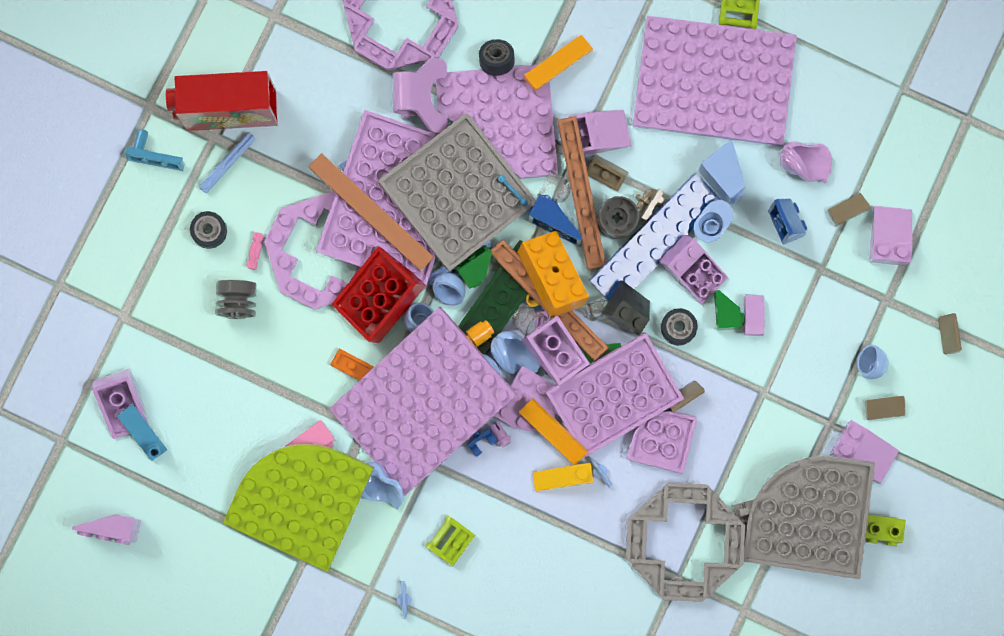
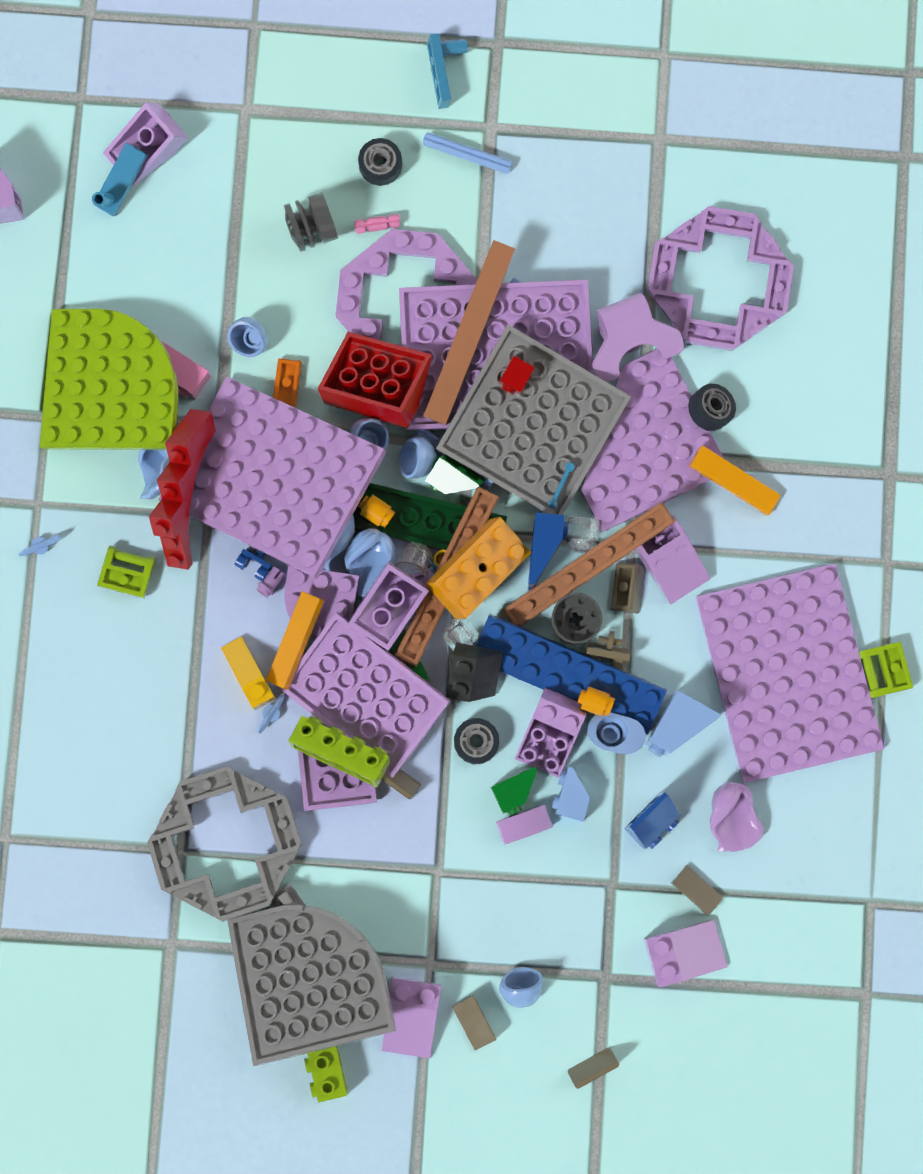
camera: 65 degrees right, 0 degrees up
(223, 100) = (532, 115): red brick -> none
(306, 380) = (247, 337): none -> light blue hat
(402, 473) = (176, 484): none -> red arch
(420, 189) = (515, 376): none -> red brick
(650, 429) = (339, 751): none -> lime brick
(685, 226) = (596, 701): none -> light orange brick
(748, 272) = (573, 798): none -> light blue slope

